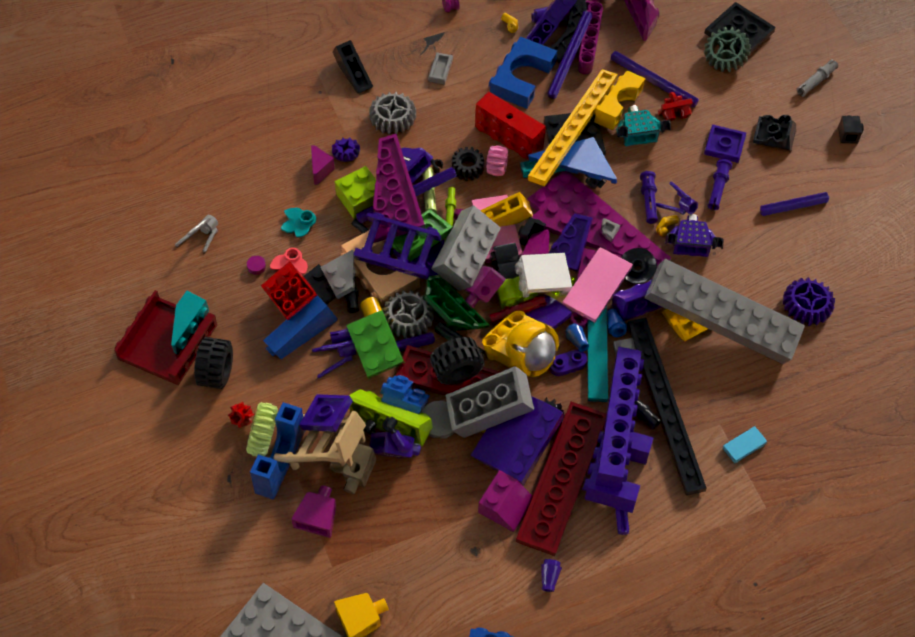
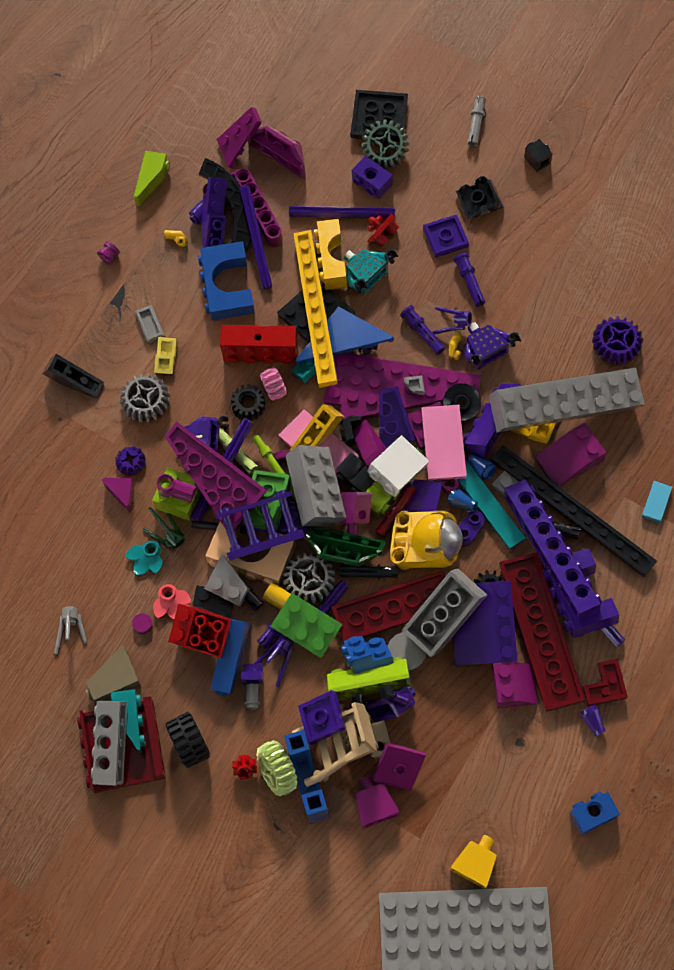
camera: 30 degrees left, 10 degrees up
(154, 324) = (117, 734): none -> light grey brick
(204, 283) = (113, 676): none -> dark tan slope
(291, 370) = (252, 697): none -> light grey pin
(304, 353) = (252, 674): none -> dark purple bracket
(330, 221) = (173, 537): none -> dark green plant
(356, 180) = (177, 489): none -> magenta piece
(358, 495) = (399, 766): none -> magenta plate
(434, 96) = (165, 355): none -> light yellow slope
(457, 361) = (390, 595): black tyre -> none
(586, 560) = (610, 689): none -> dark red plate
(697, 67) = (369, 169): none -> dark purple brick
(698, 362) = (571, 455): none -> magenta slope
(795, 203) = (542, 256): dark purple axle -> none

